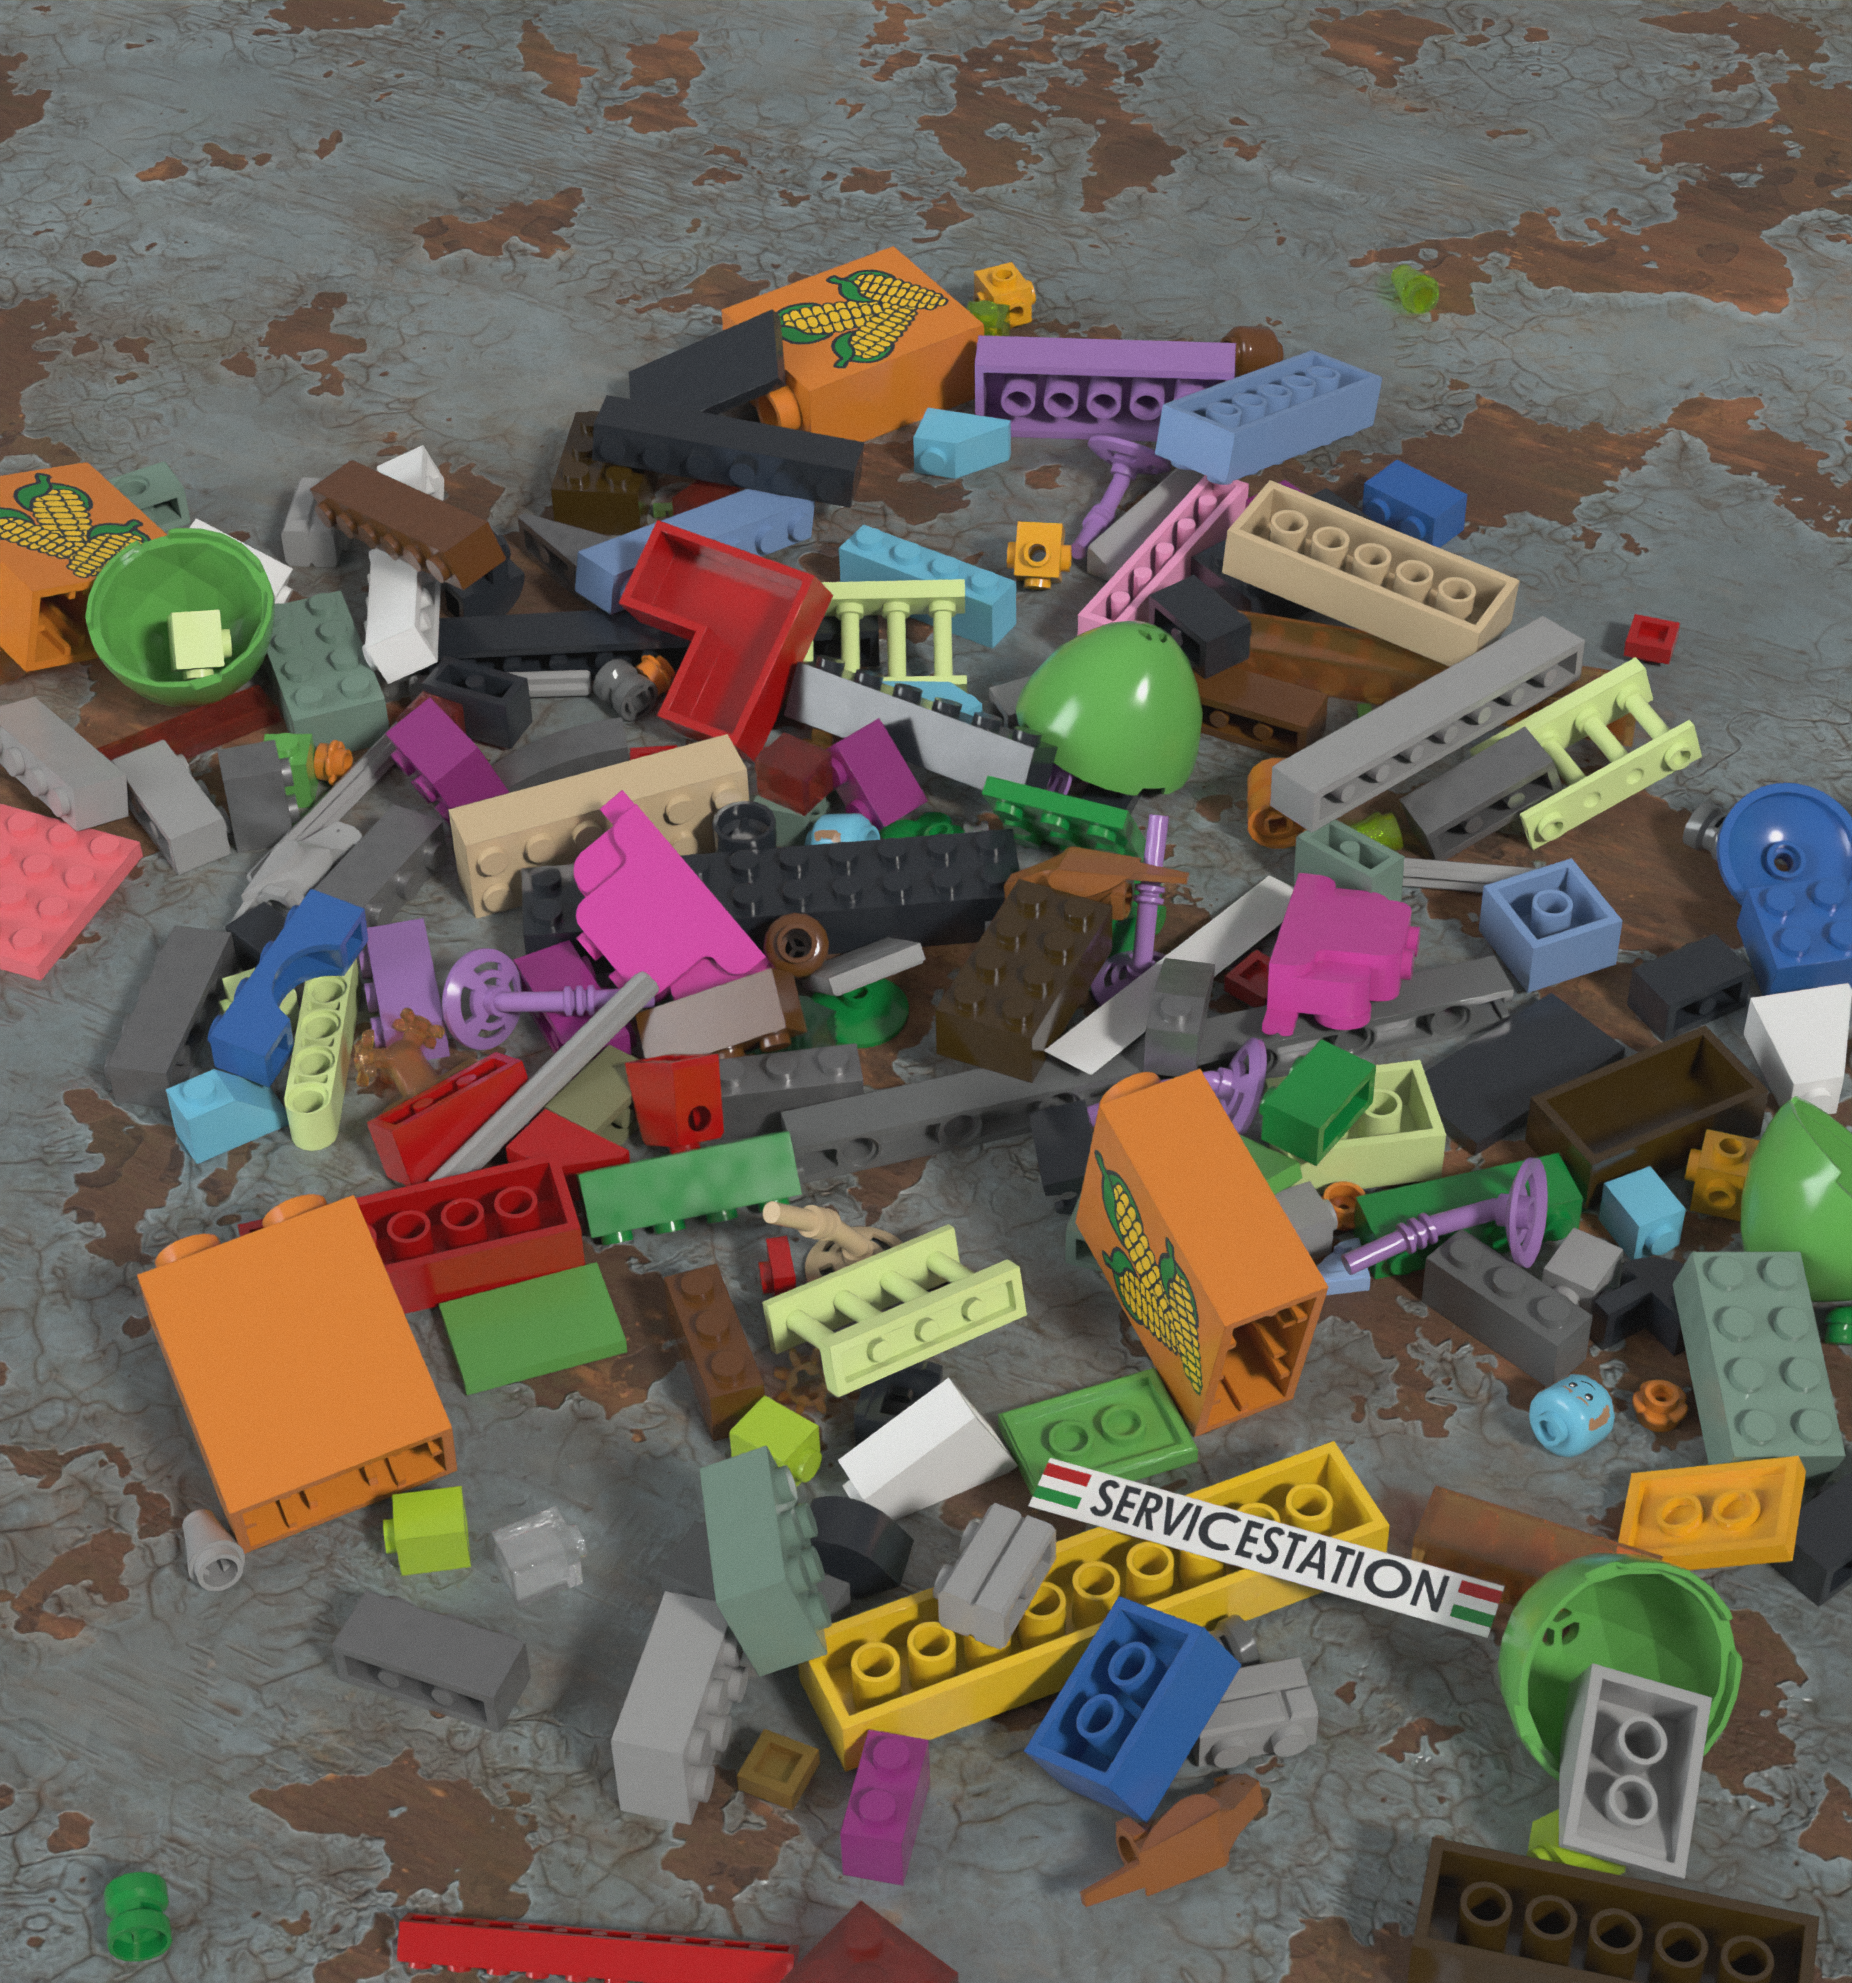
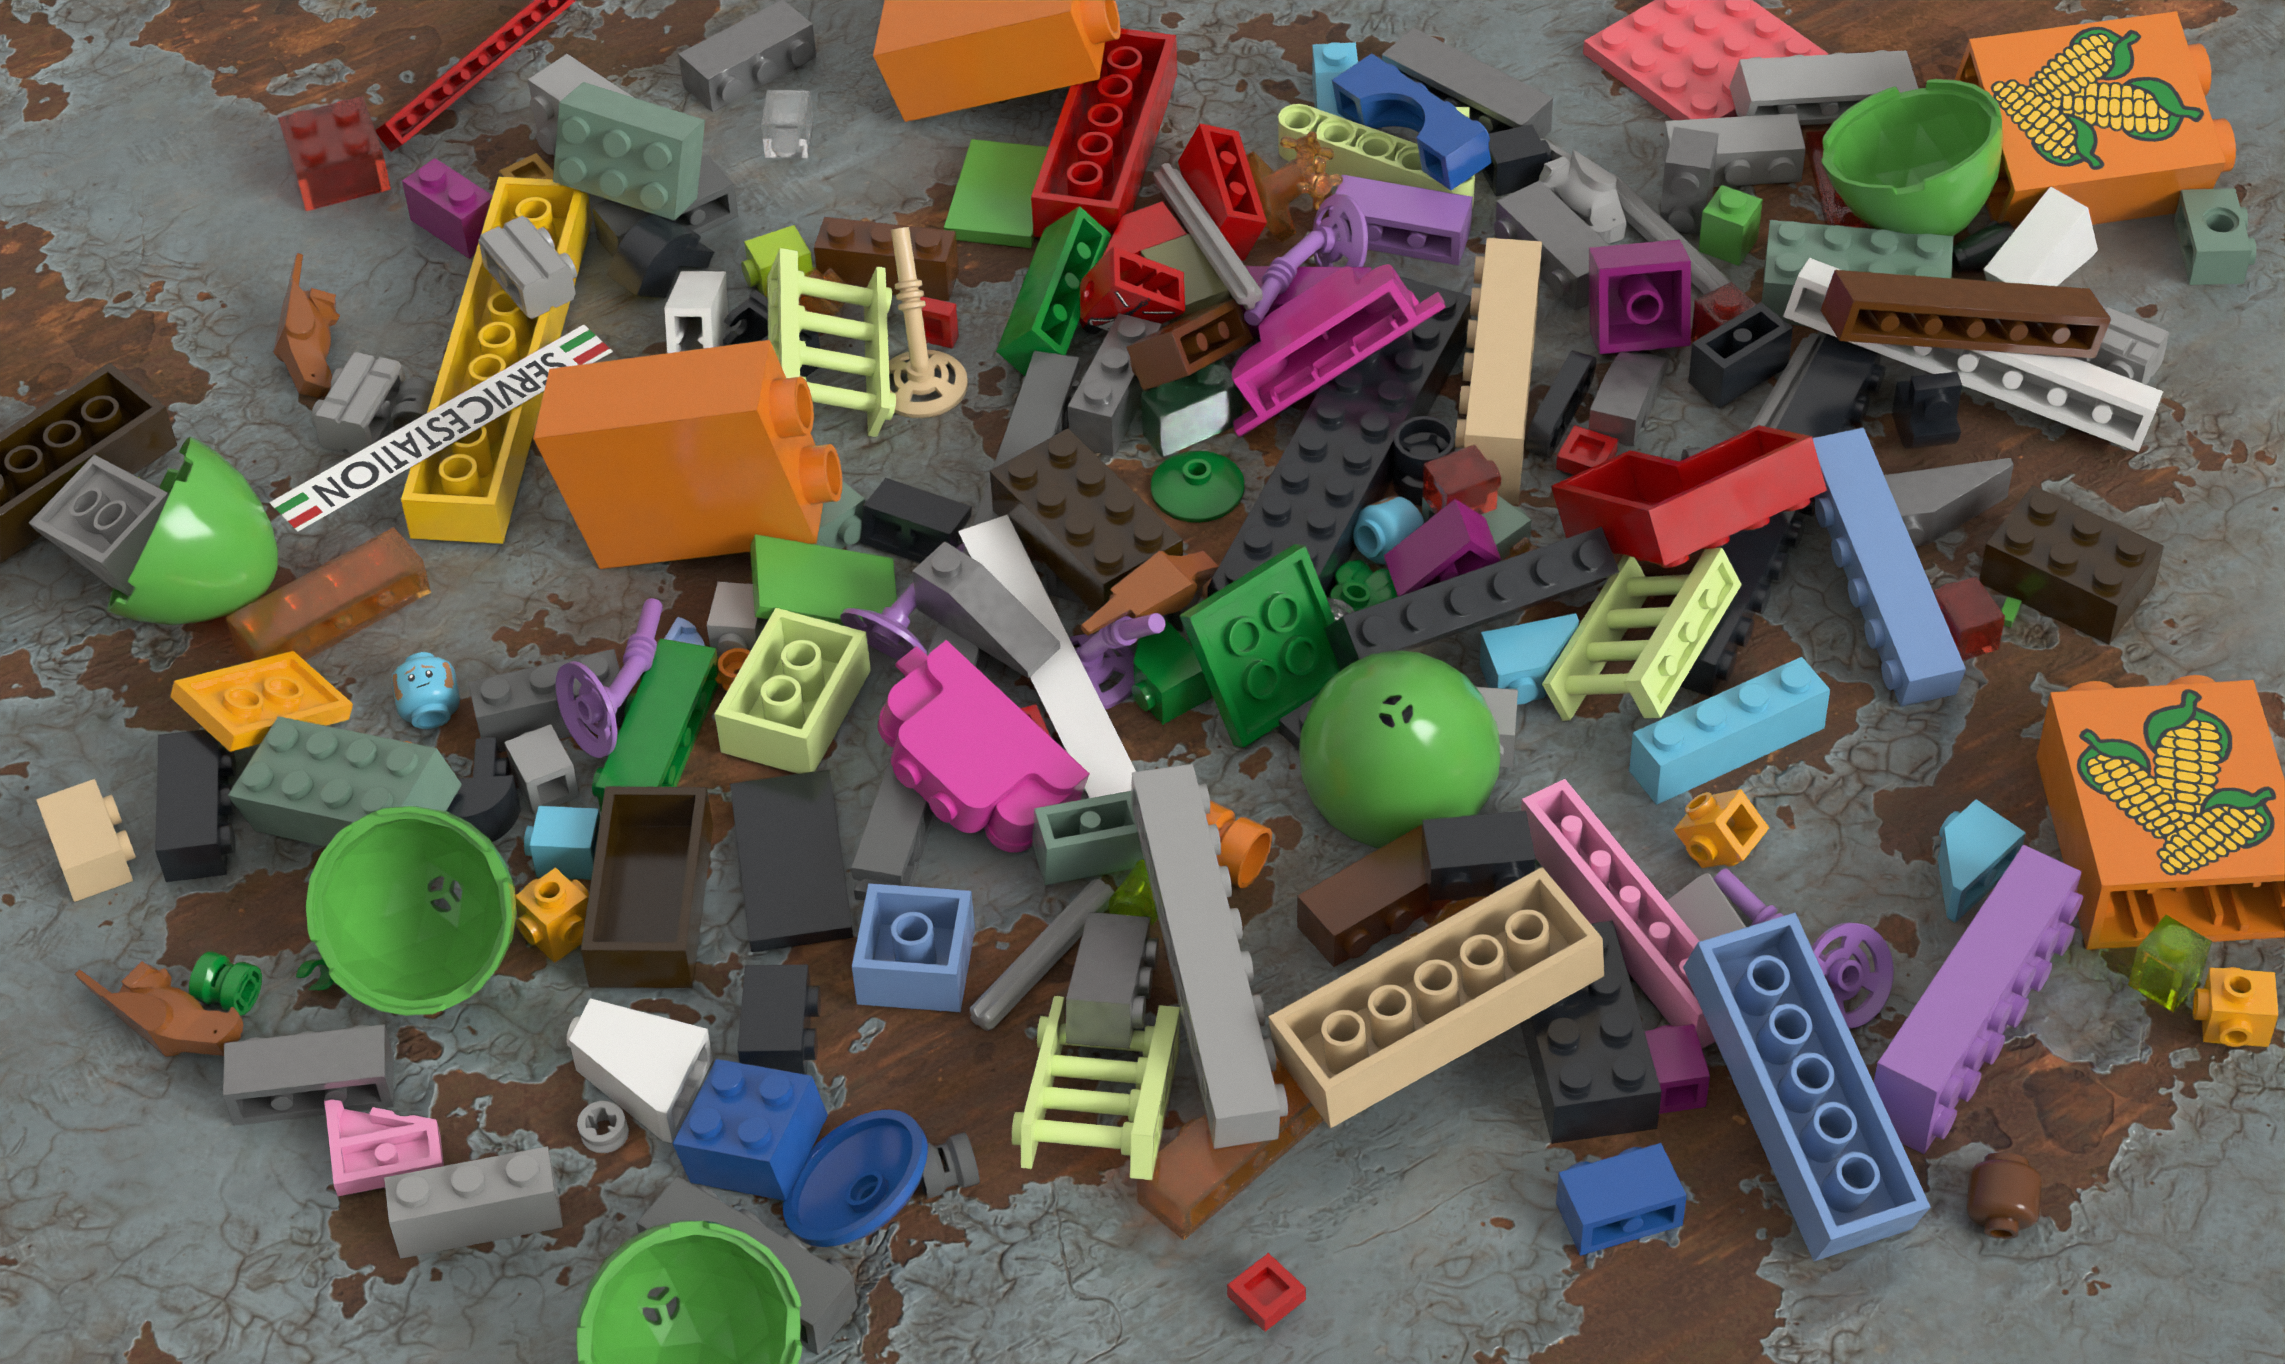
camera: 120 degrees right, 5 degrees up
(197, 643) = (1894, 158): yellowish green brick -> none
(332, 761) = (1732, 258): orange plate -> none
(428, 1531) = (851, 84): lime brick -> none
(717, 370) = (2158, 656): black tile -> none
(728, 451) = (1989, 608): black brick -> none
(796, 928) = (1260, 432): reddish brown head -> none
(864, 966) = (1215, 471): light grey tile -> none
(1133, 1708) = (386, 311): blue brick -> none
(1317, 1102) = (794, 624): green brick -> none

